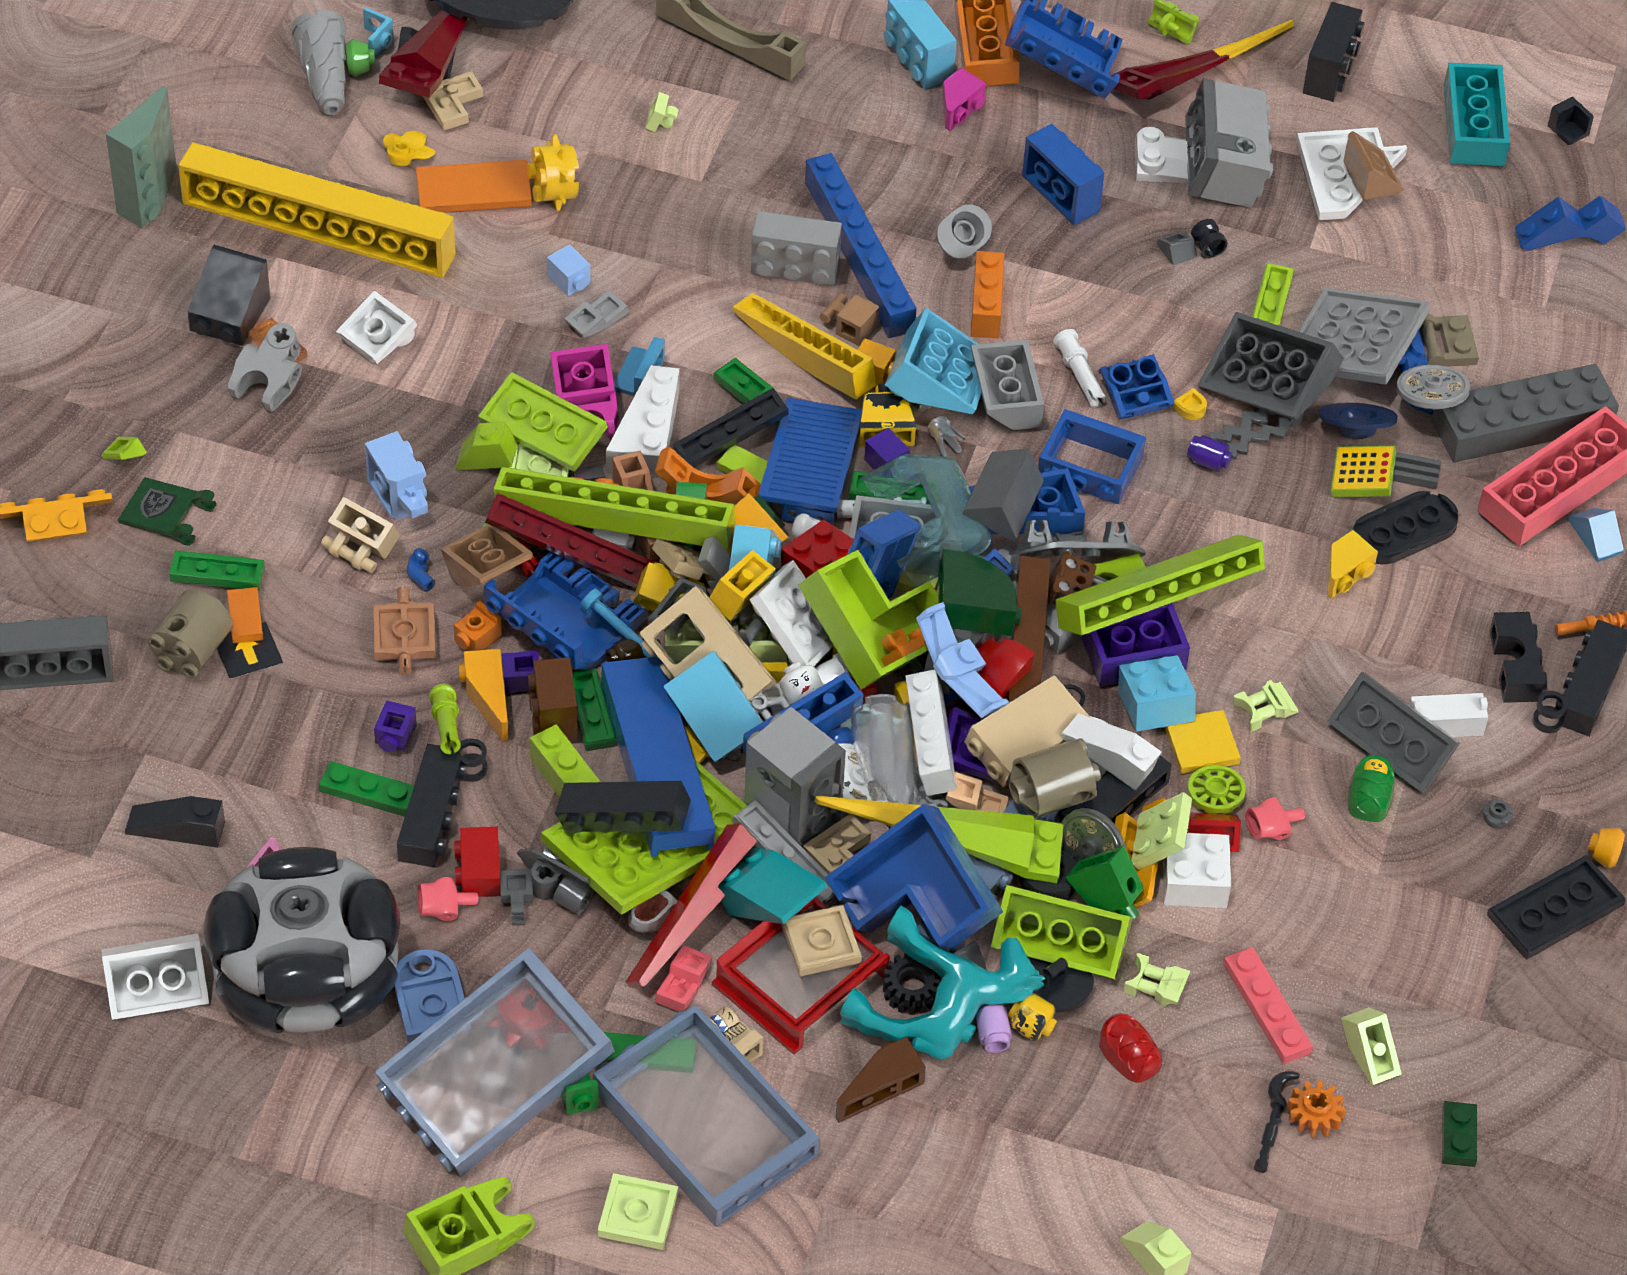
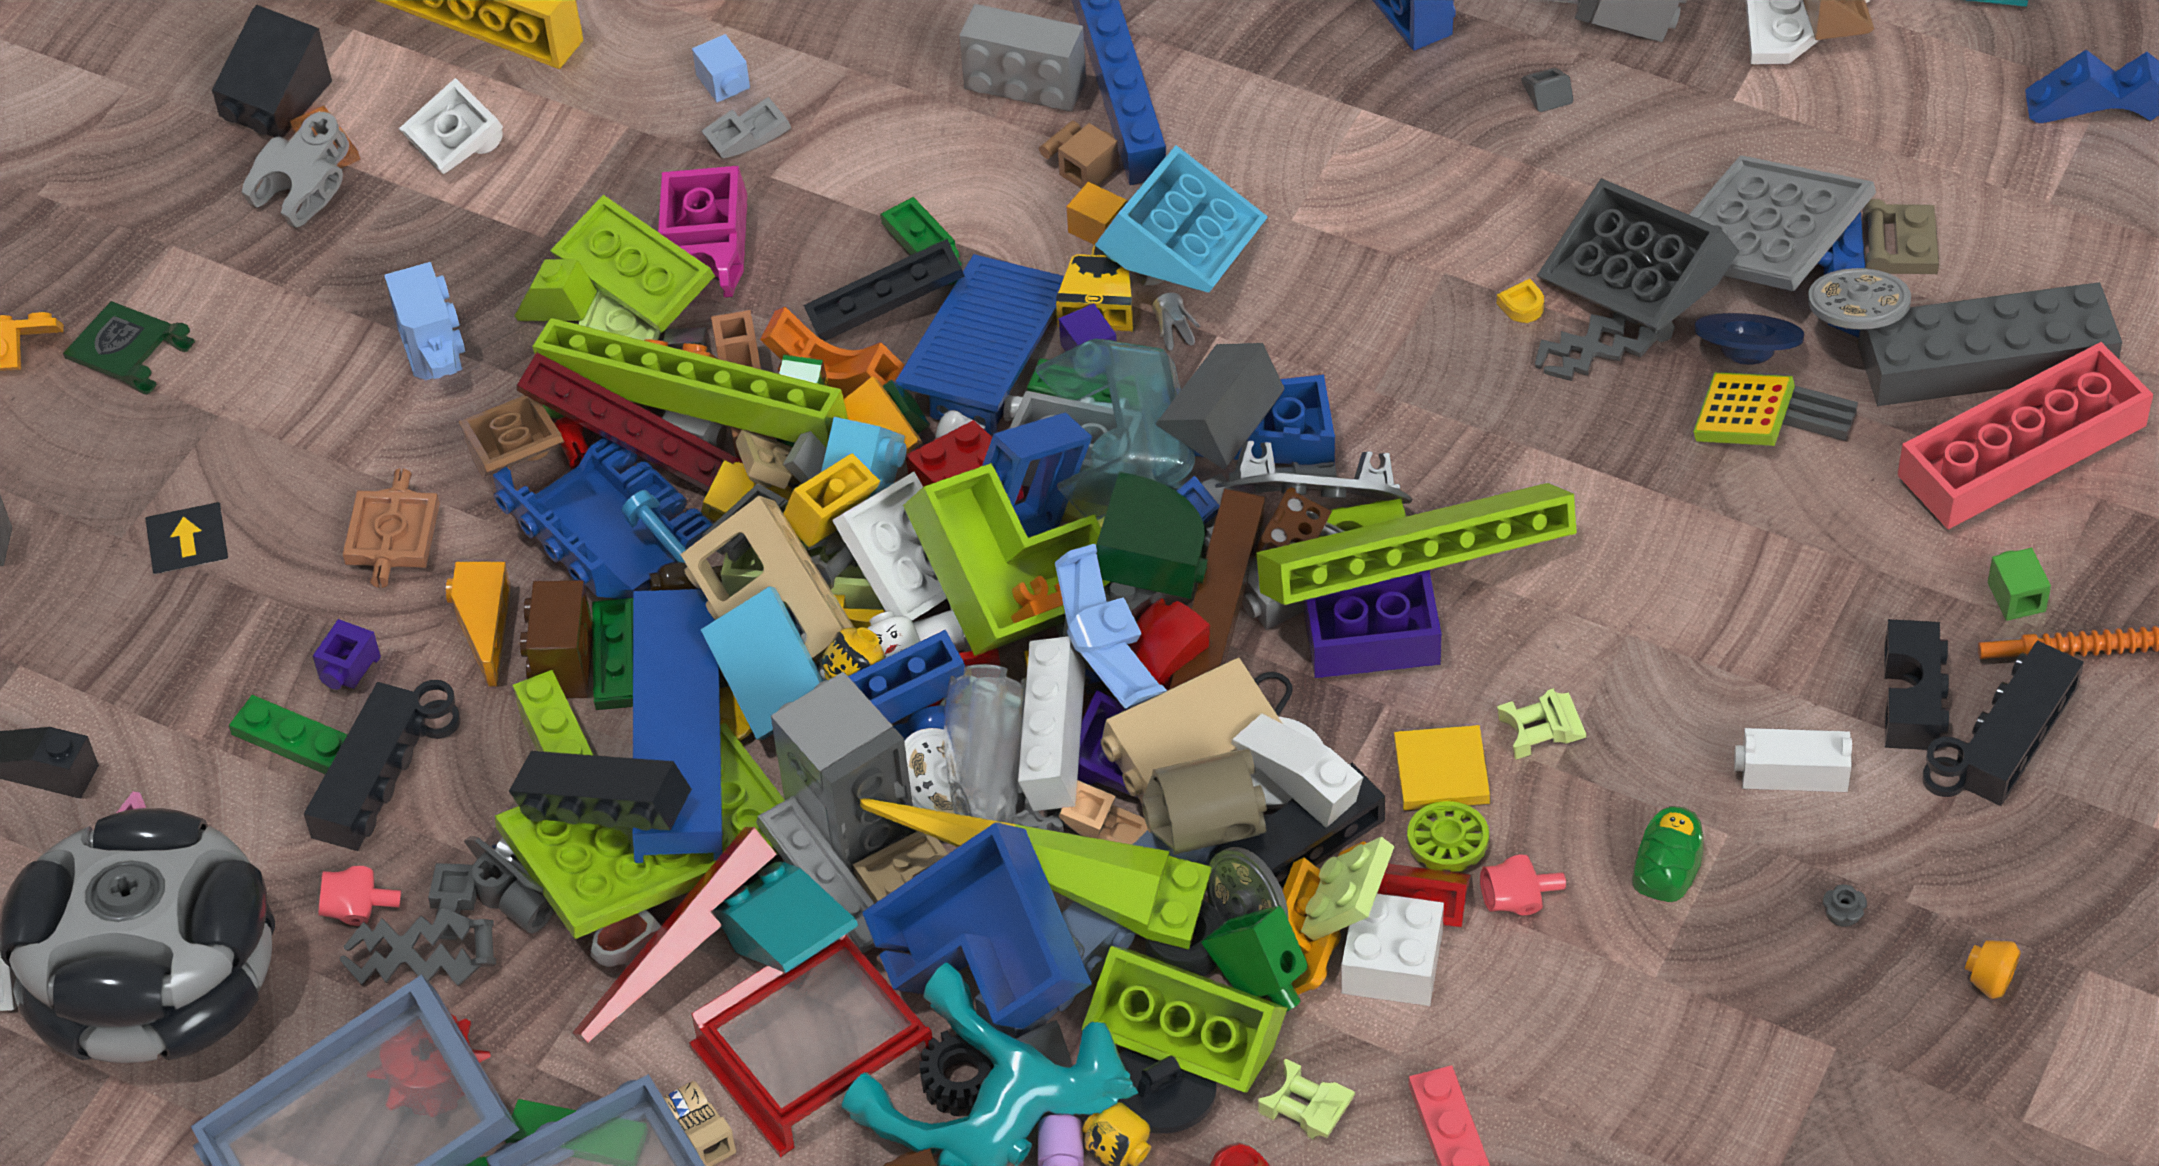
camera: 15 degrees right, 0 degrees up
(124, 448) = (94, 262): lime slope -> none
(190, 633) = (107, 508): dark tan cylinder -> none
(216, 570) = (169, 429): green plate -> none
(245, 615) = (192, 491): orange tile -> none
(362, 528) = (366, 387): tan brick -> none
(417, 569) = (431, 446): blue arm -> none
(427, 994) = (294, 1020): medium blue plate -> none
(445, 712) = (414, 641): lime pin -> none
(477, 629) = (487, 534): orange brick -> none
(479, 861) = (412, 845): red brick -> none
(491, 936) = (403, 951): none -> dark grey piece
(516, 669) = (518, 586): dark purple brick -> none
(637, 366) = (788, 203): dark azure panel -> none
(648, 419) = (779, 267): white wedge -> none
(683, 979) = (653, 1036): coral slope -> none
(737, 458) = (893, 333): lime tile -> none
(777, 695) = (851, 652): none -> yellow head
(809, 346) = (1014, 188): yellow slope -> none
(821, 940) = (839, 1001): tan tile -> none
(964, 231) = (1254, 48): light grey piece -> none
(987, 294) = (1271, 135): orange brick -> none
(1009, 383) = (1269, 255): light grey slope -> none
(1076, 358) = (1375, 228): white pin -> none
(1098, 436) = (1380, 333): blue window -> none
(1137, 387) = (1450, 272): blue slope -> none
(1157, 693) = (1387, 694): medium azure brick -> none
(1209, 238) = (1591, 72): black wheel -> none
(1209, 453) = (1532, 368): dark purple brick -> none
(1273, 293) = (1667, 160): lime tile -> none
(1348, 562) = (1697, 533): yellow slope -> none
(1394, 730) = (1713, 776): dark grey plate -> none
(1408, 525) = (1789, 491): black tile -> none
(1556, 907) = (1905, 1048): black tile -> none
(1576, 580) = (2019, 583): none -> bright green brick
(1599, 532) = (2066, 519): slope -> none

